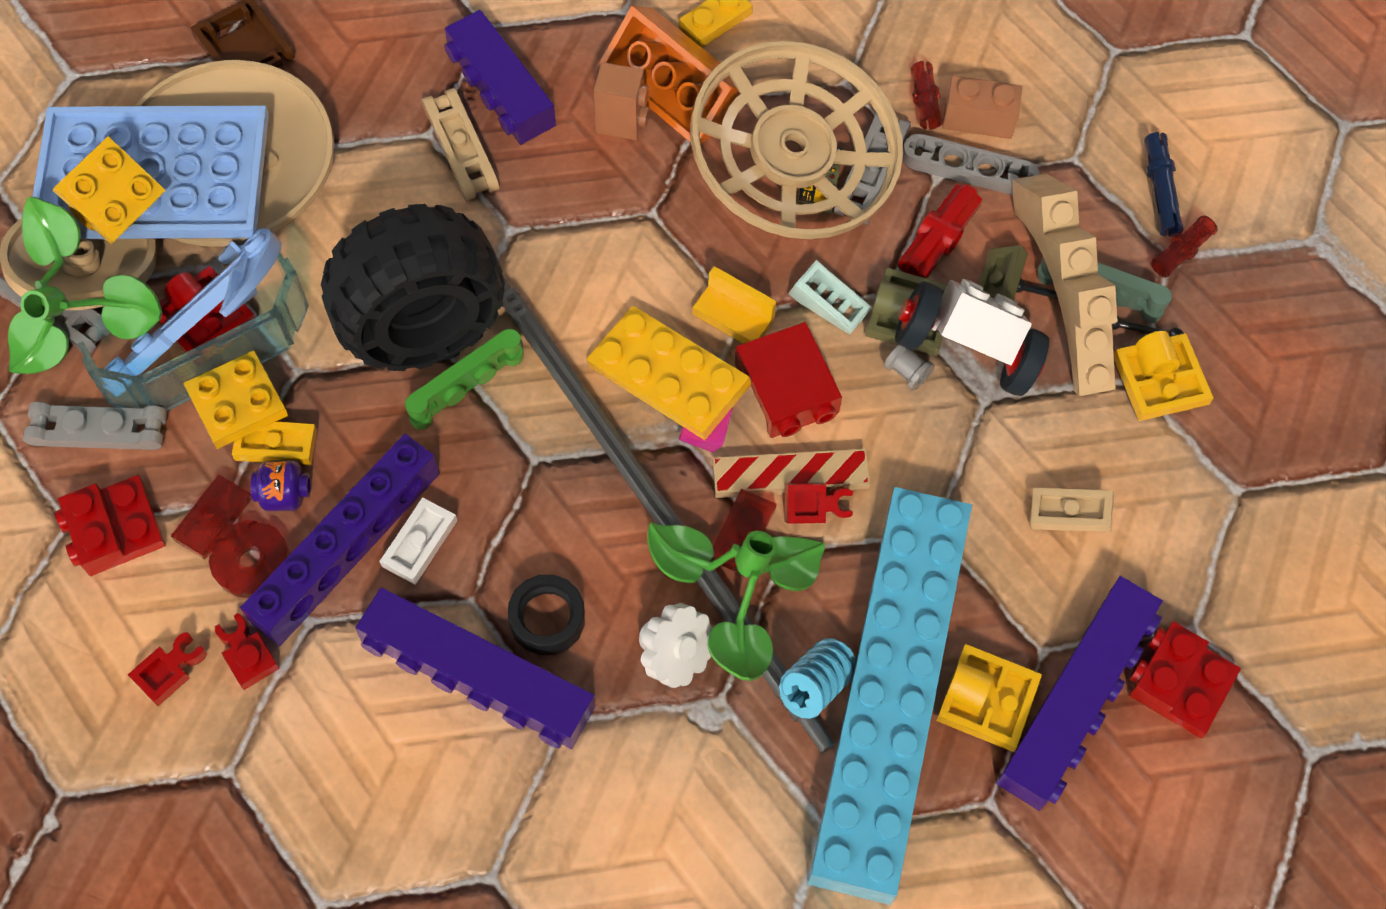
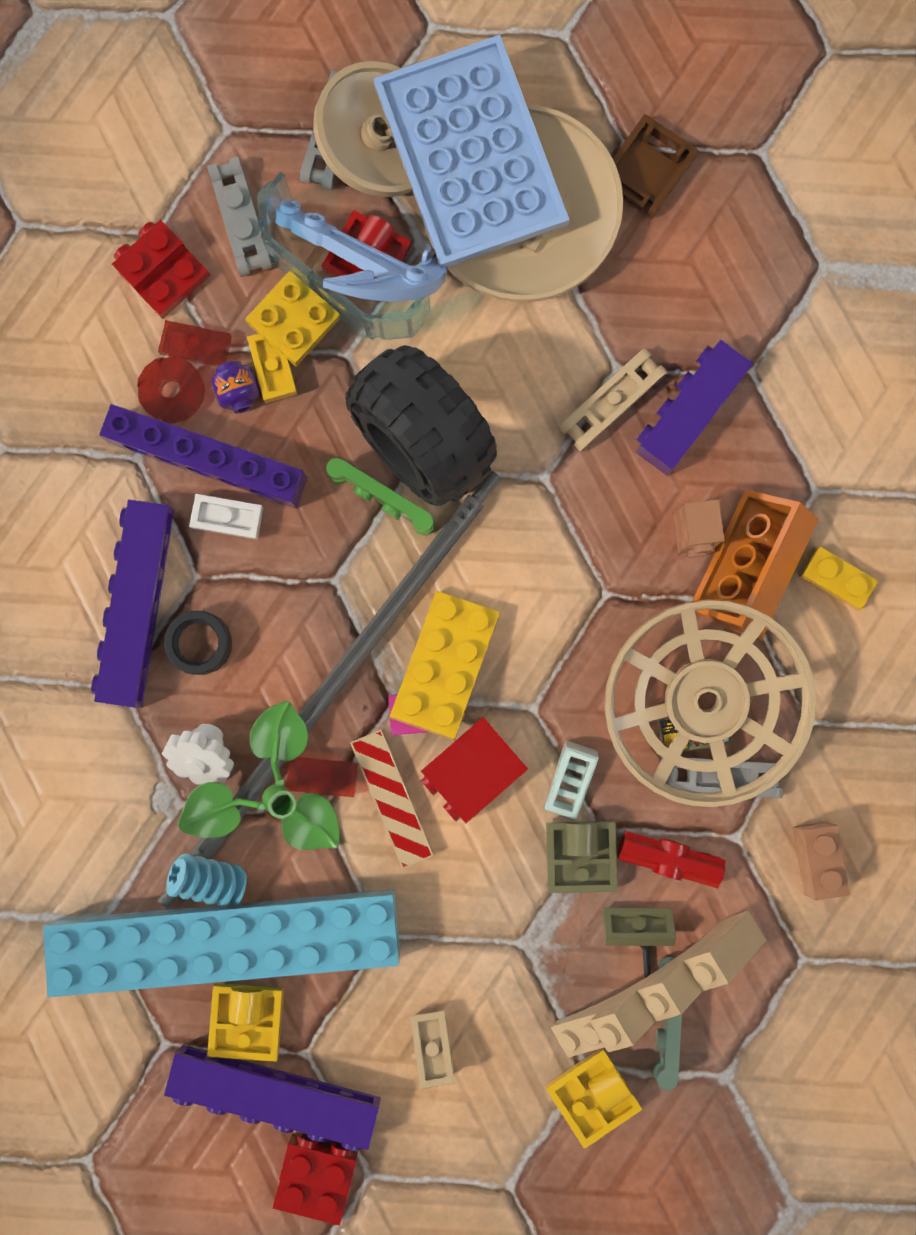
camera: 75 degrees right, 20 degrees up
(32, 338) = (298, 131): bright green plant -> none
(108, 190) = (424, 129): yellow plate -> none
(163, 673) = (55, 366): red plate -> none
(248, 656) = (88, 422): red plate -> none
(735, 307) = (527, 700): yellow panel -> none
(810, 503) = (368, 825): red plate -> none
(909, 366) = (525, 870): light grey bush -> none
(926, 95) = (818, 803): clear red pin -> none
(971, 159) = (763, 864): light grey beam -> none
(979, 322) = (568, 922): brick -> none
(1141, 328) = (643, 1097): black hinge -> none
(1161, 174) = (800, 1051): dark blue pin -> none
(1184, 246) = (738, 1086): clear red pin -> none

